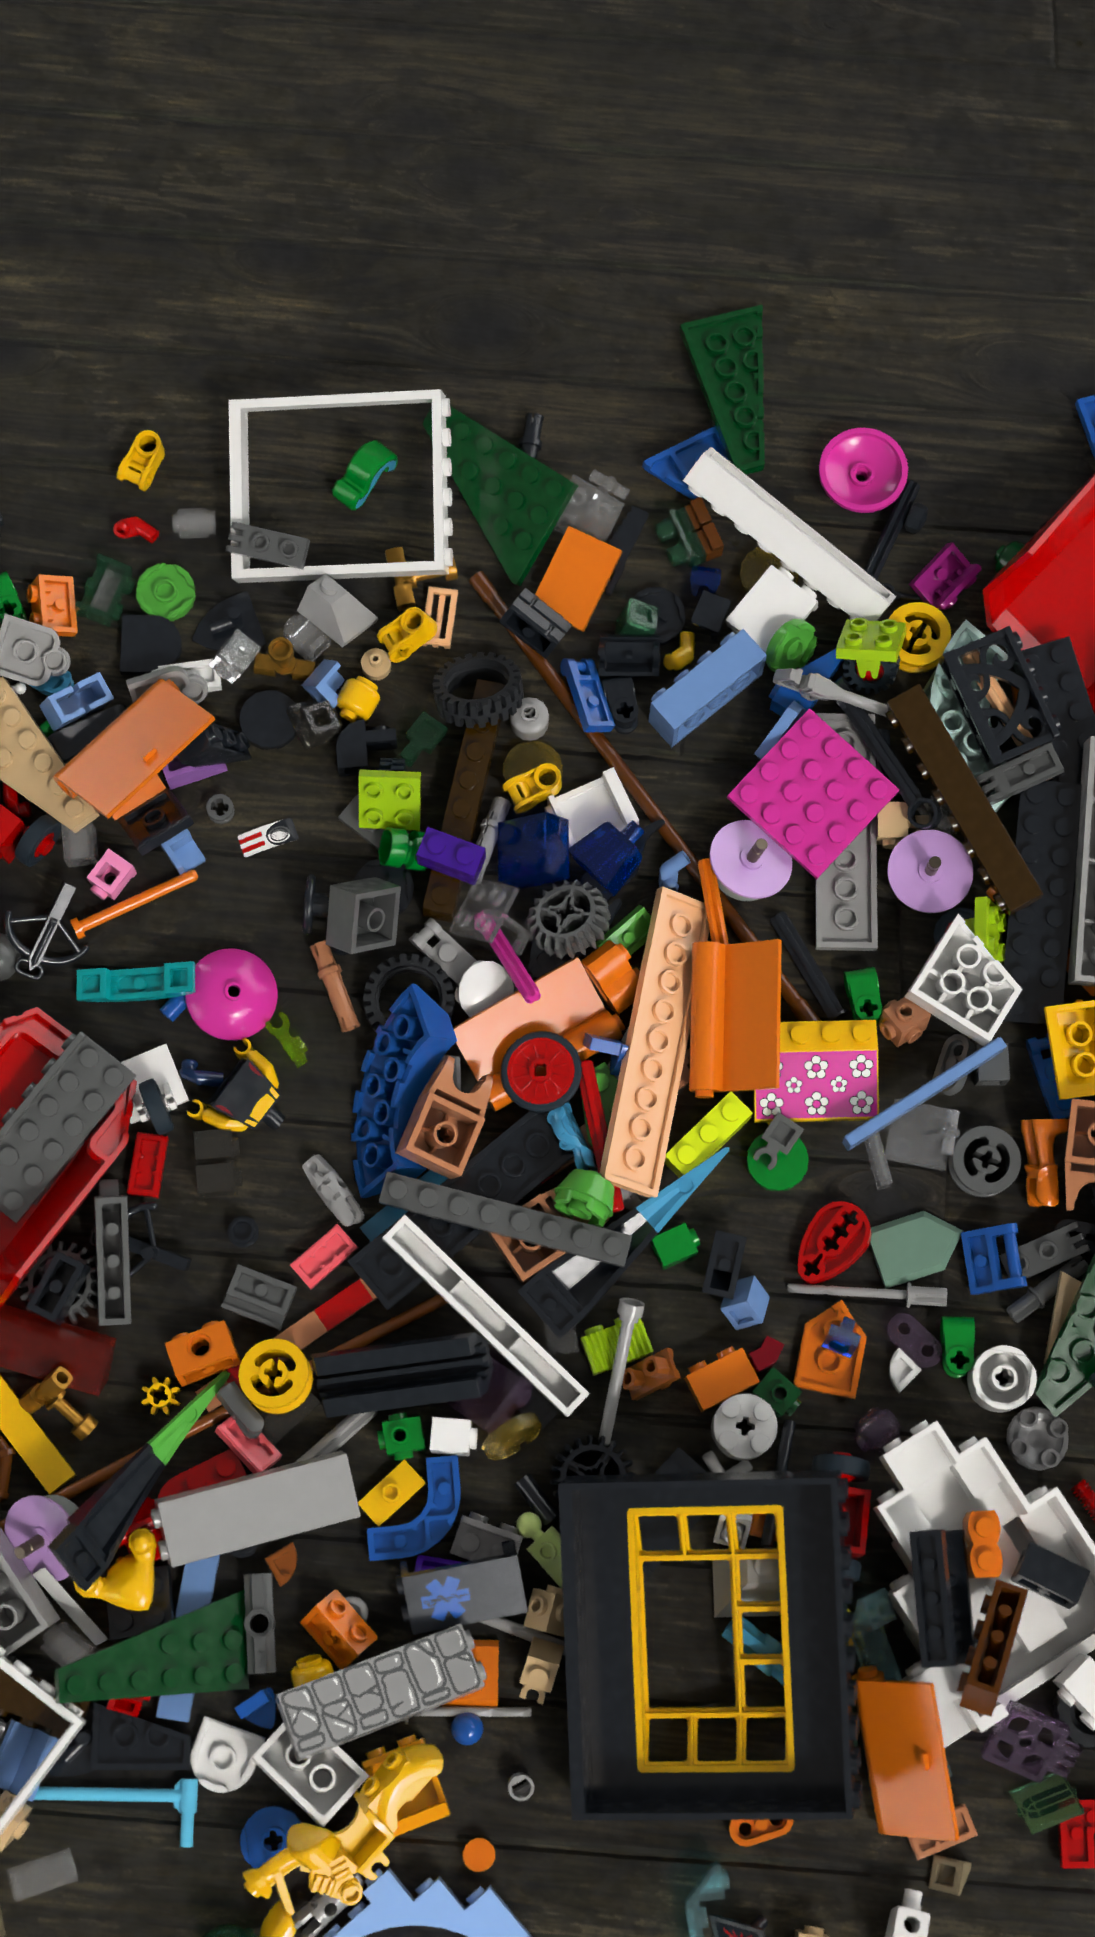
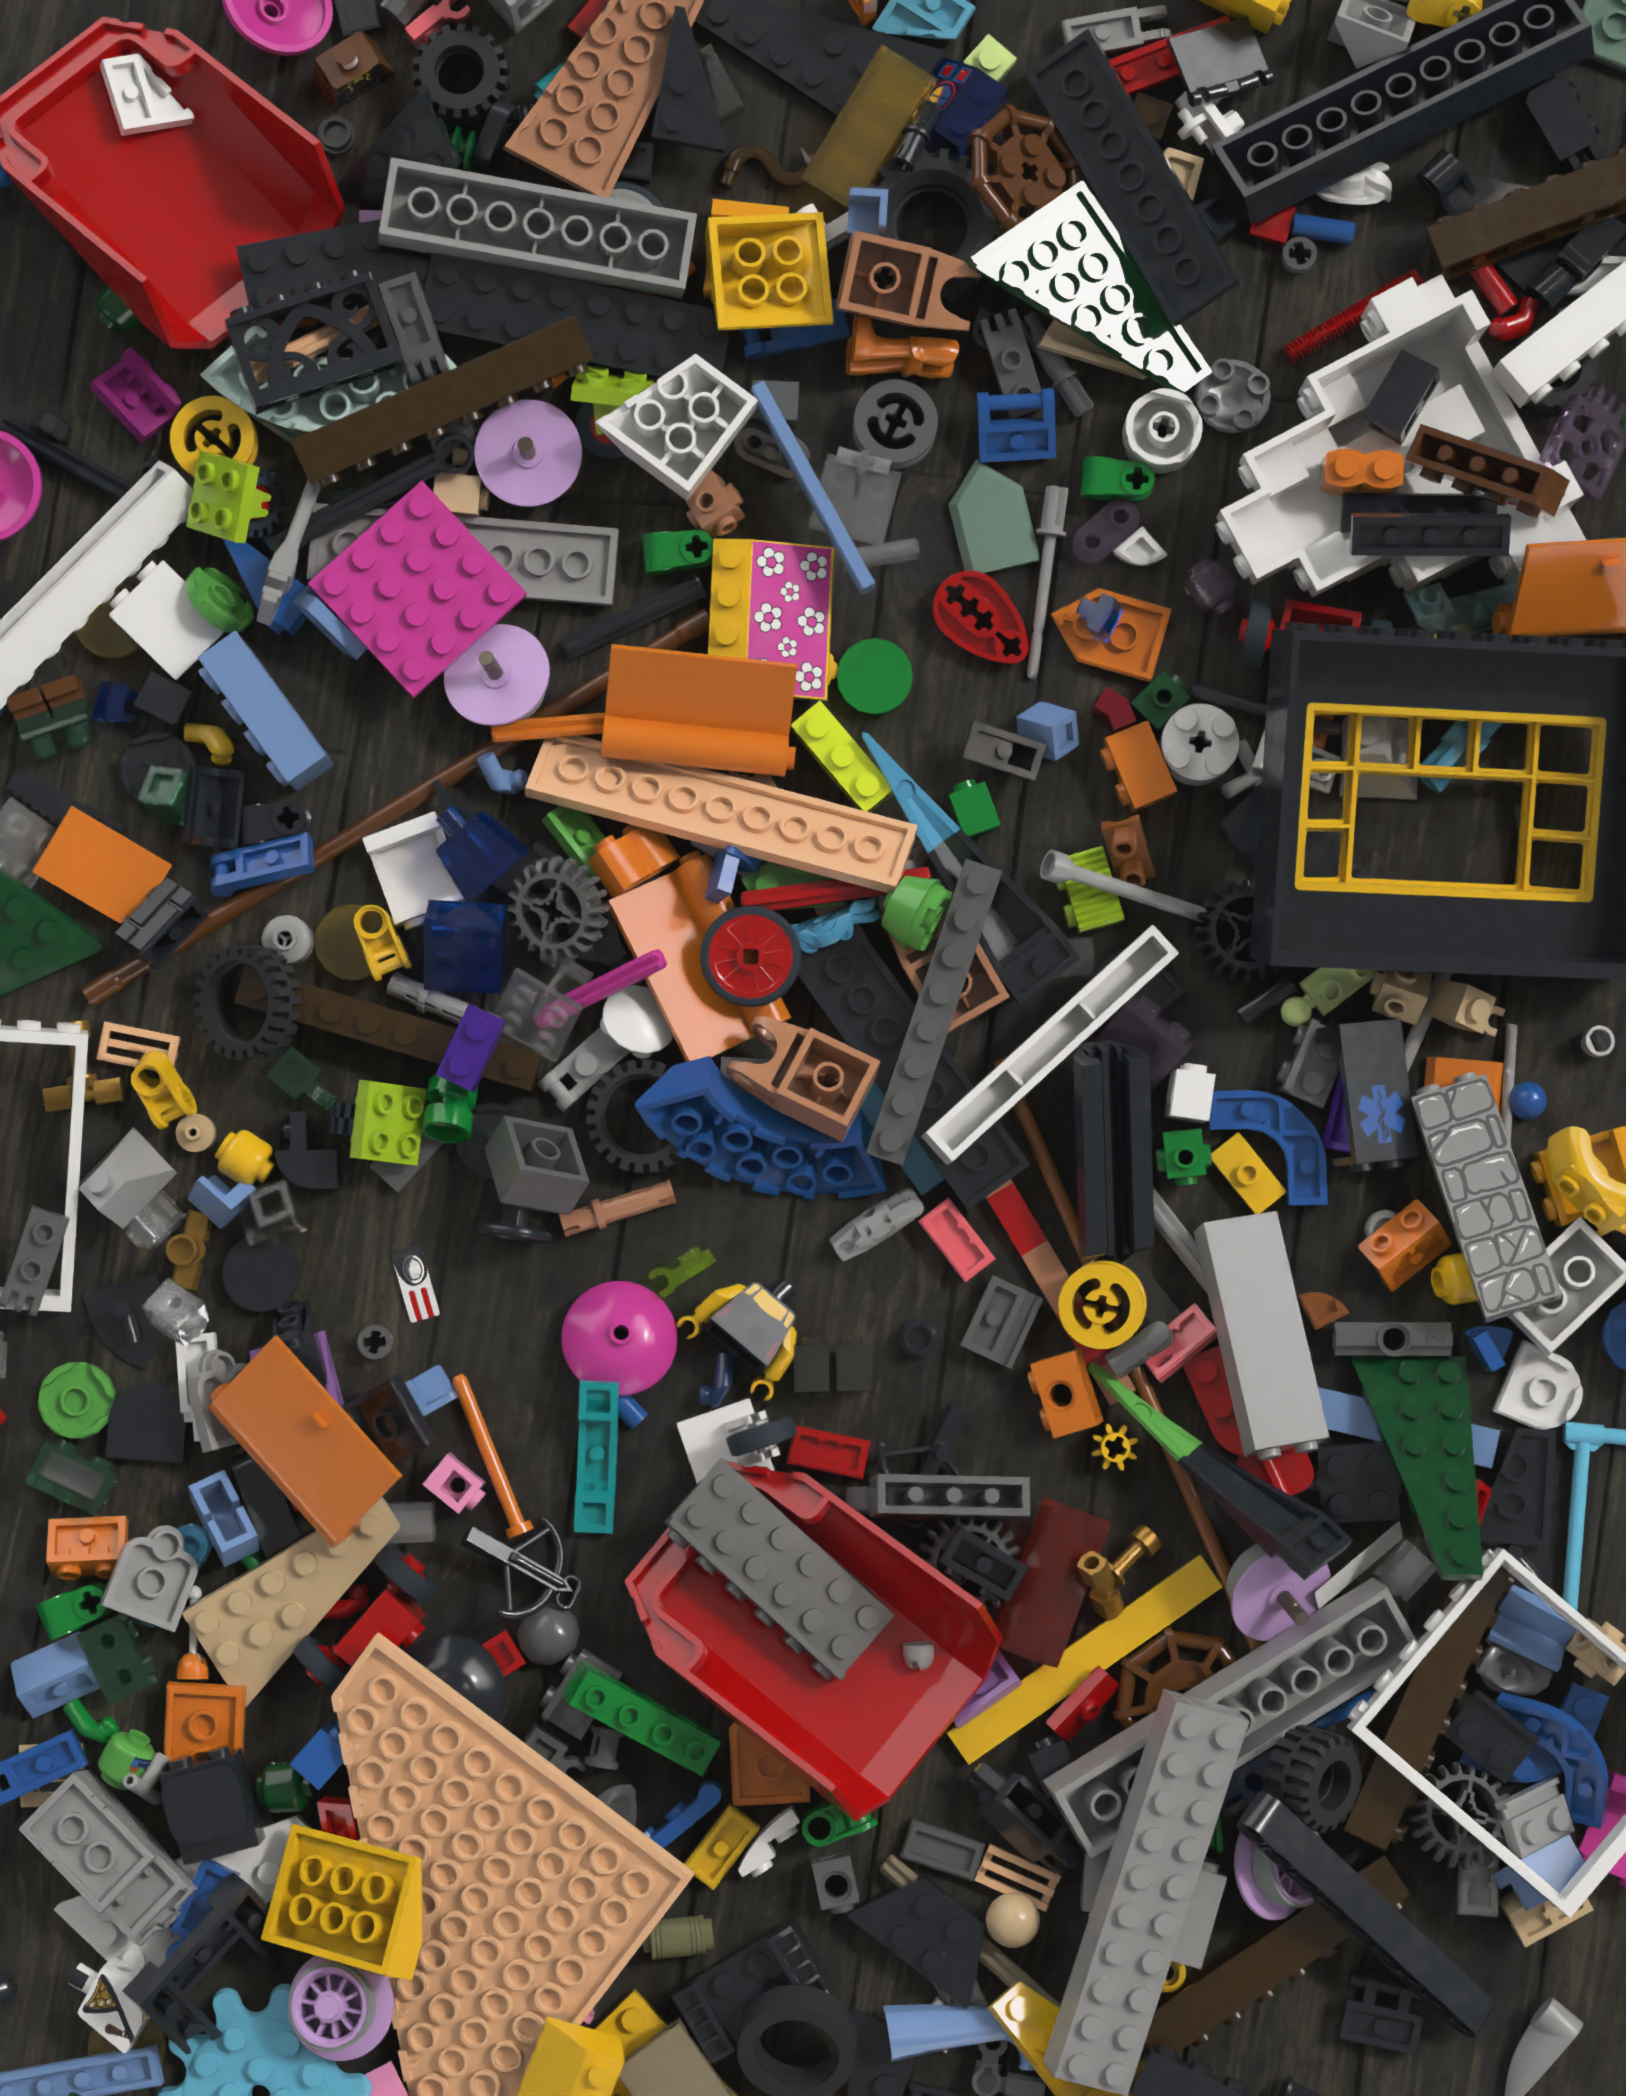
camera: 85 degrees left, 10 degrees up
(131, 1578) = (1332, 1487): yellow head -> none
(507, 1437) = (1194, 1025): clear yellow tile -> none
(781, 1136) = (849, 669): dark grey plate -> none

